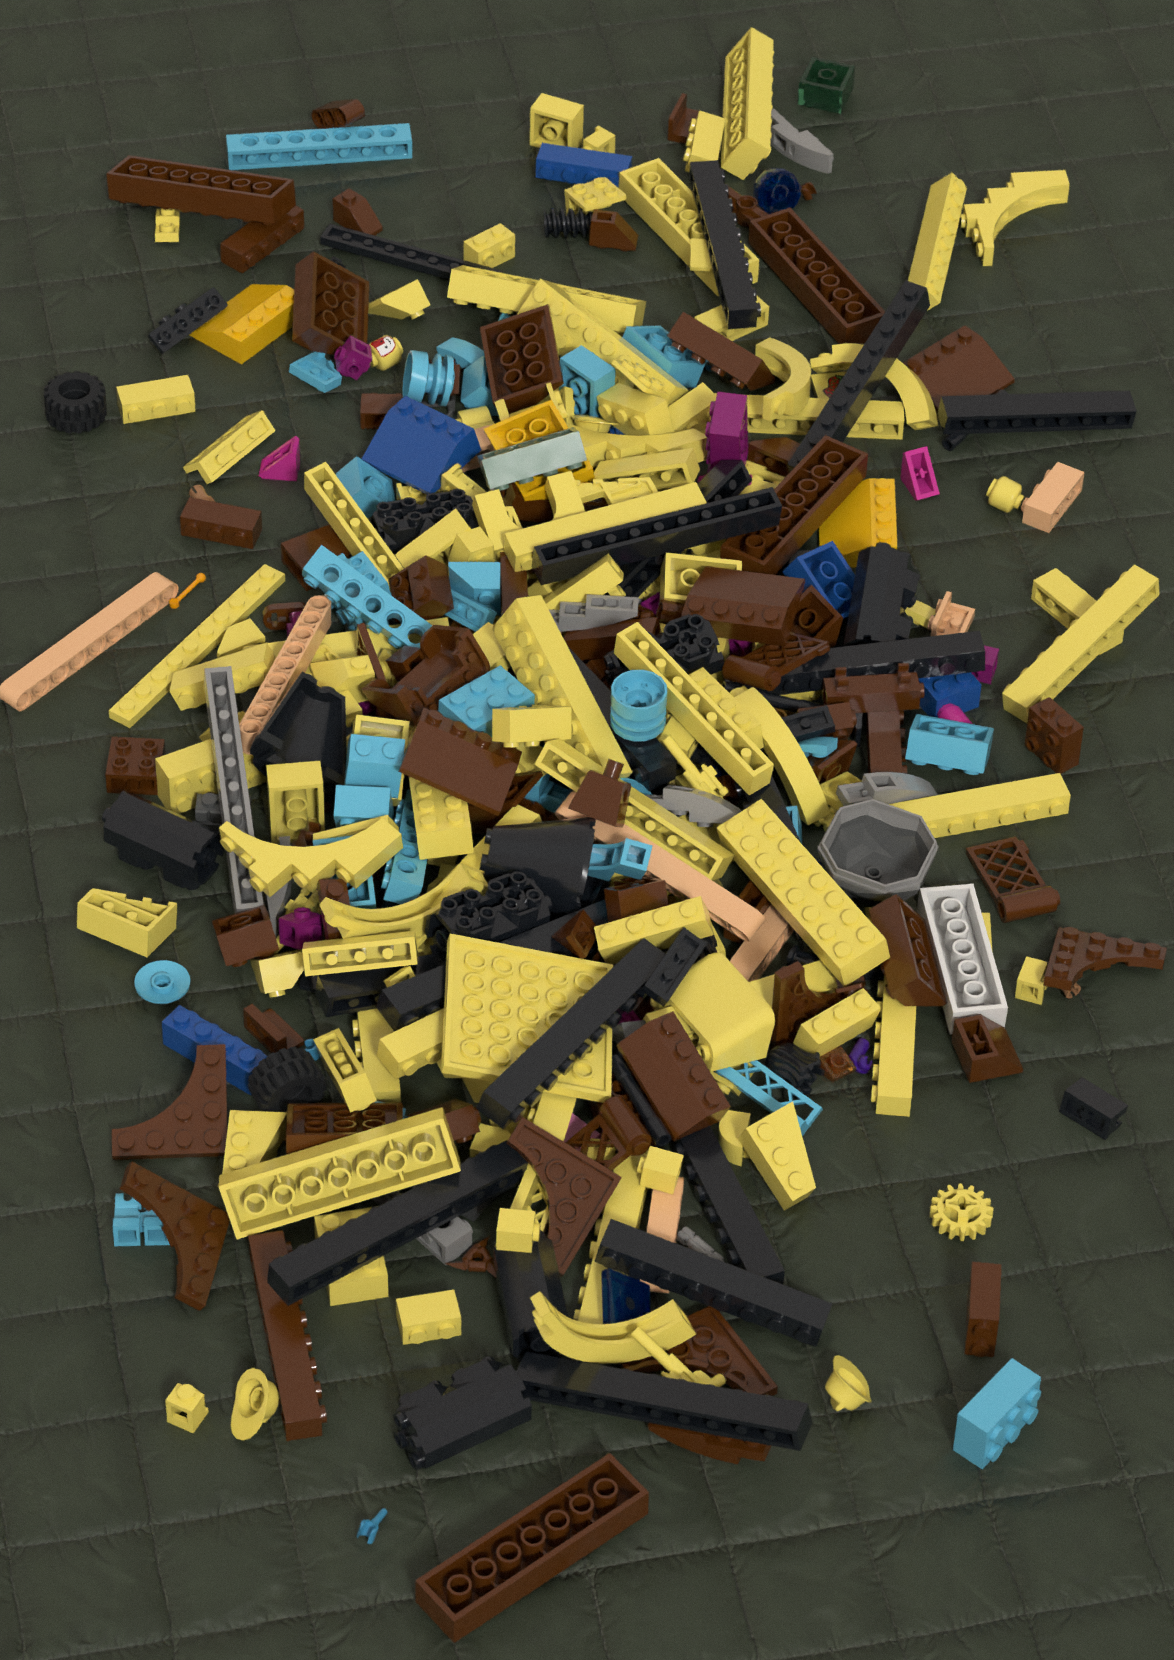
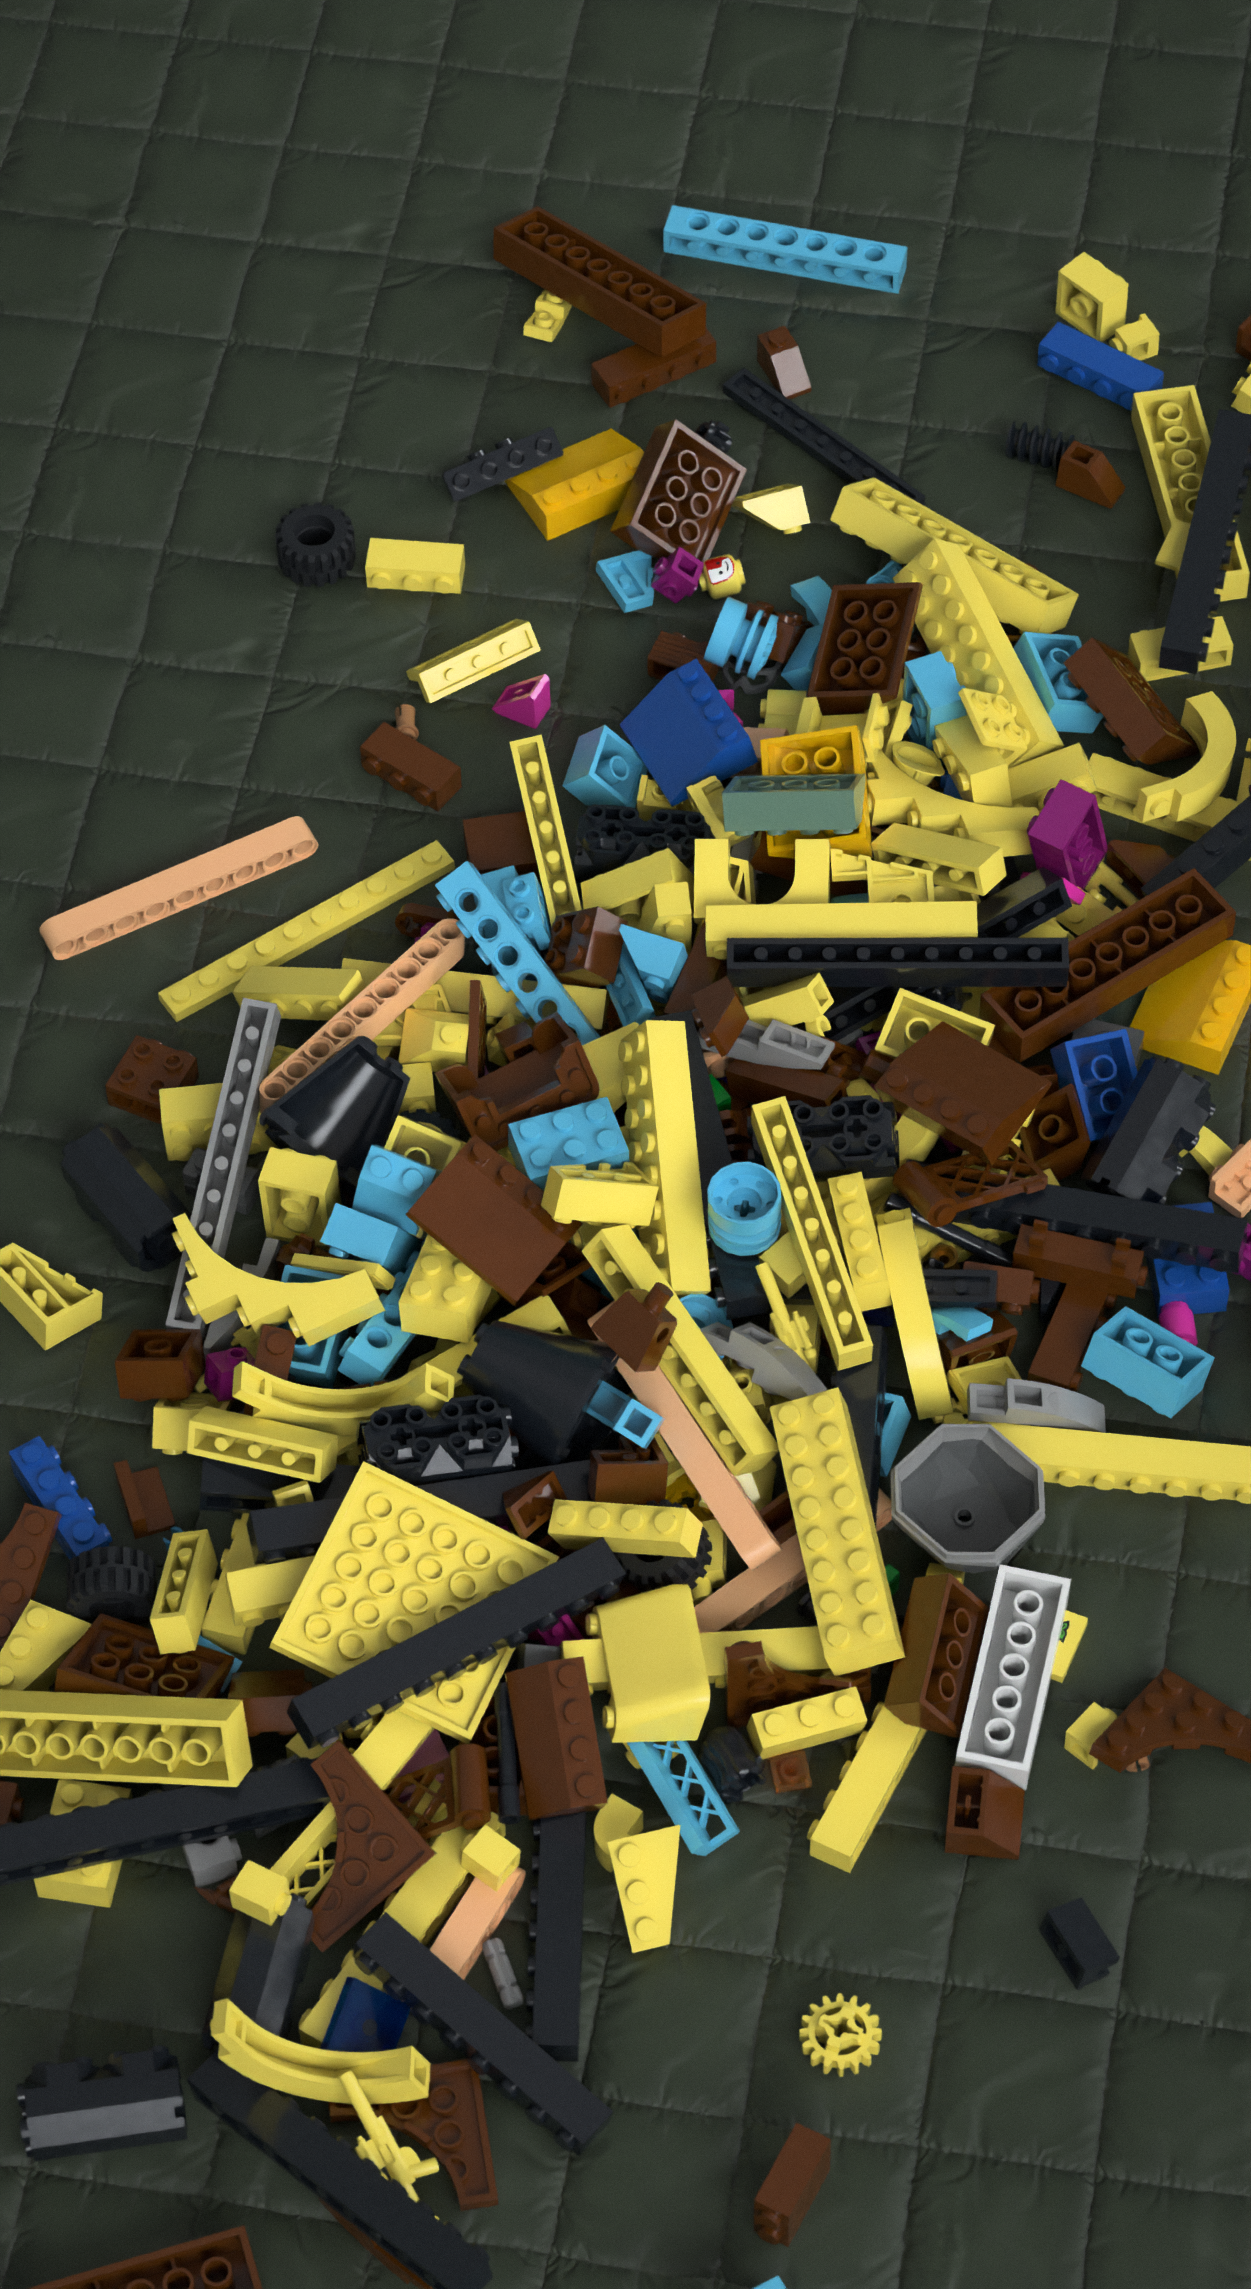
camera: 25 degrees right, 10 degrees up
(162, 982) = (41, 1380): medium azure dish -> none
(174, 602) = (308, 861): light orange hinge -> none
(238, 636) = (351, 940): light yellow slope -> none
(338, 114) = (825, 210): reddish brown beam -> none
(428, 1317) = (135, 1957): light yellow brick -> none
(490, 247) = (924, 457): light yellow brick -> none
(553, 596) = (721, 1014): none -> reddish brown slope
(593, 195) = (1087, 418): light yellow bracket -> none
(673, 966) = (619, 1590): black plate -> none
(847, 1385) = (584, 2225): light yellow piece -> none
(858, 1056) = (822, 1770): dark purple arm -> none
(1022, 900) = (1139, 1614): reddish brown piece -> none

